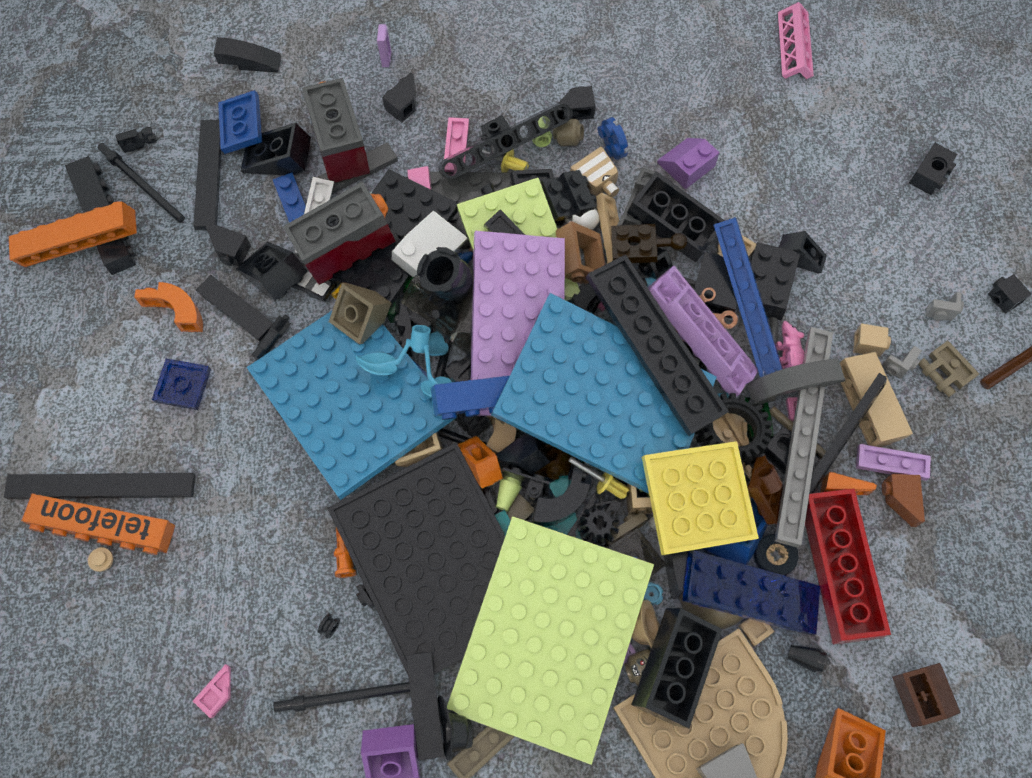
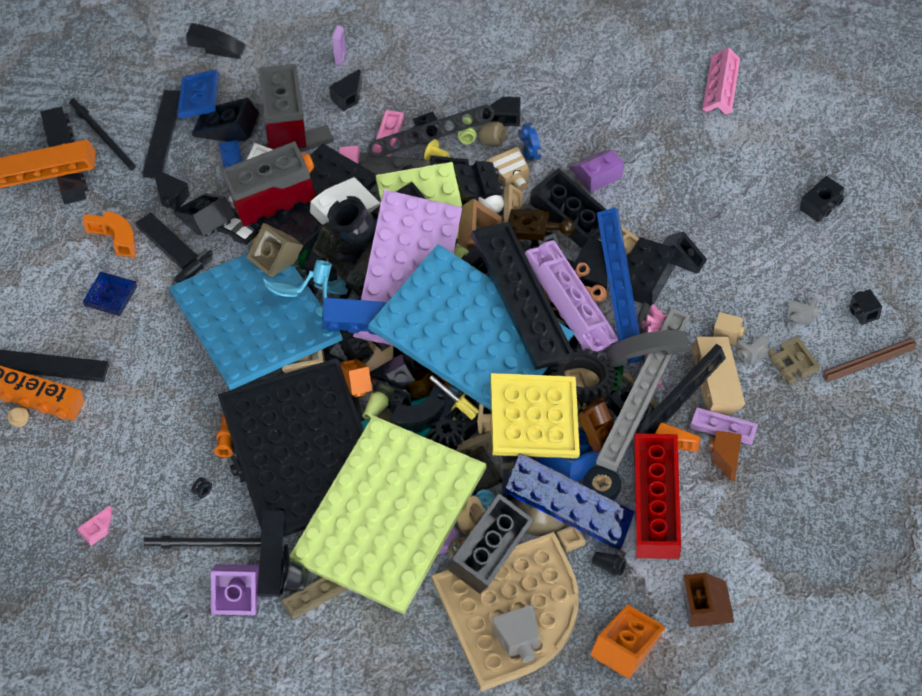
camera: 10 degrees right, 15 degrees down
(134, 140) = (101, 99): black plate -> none

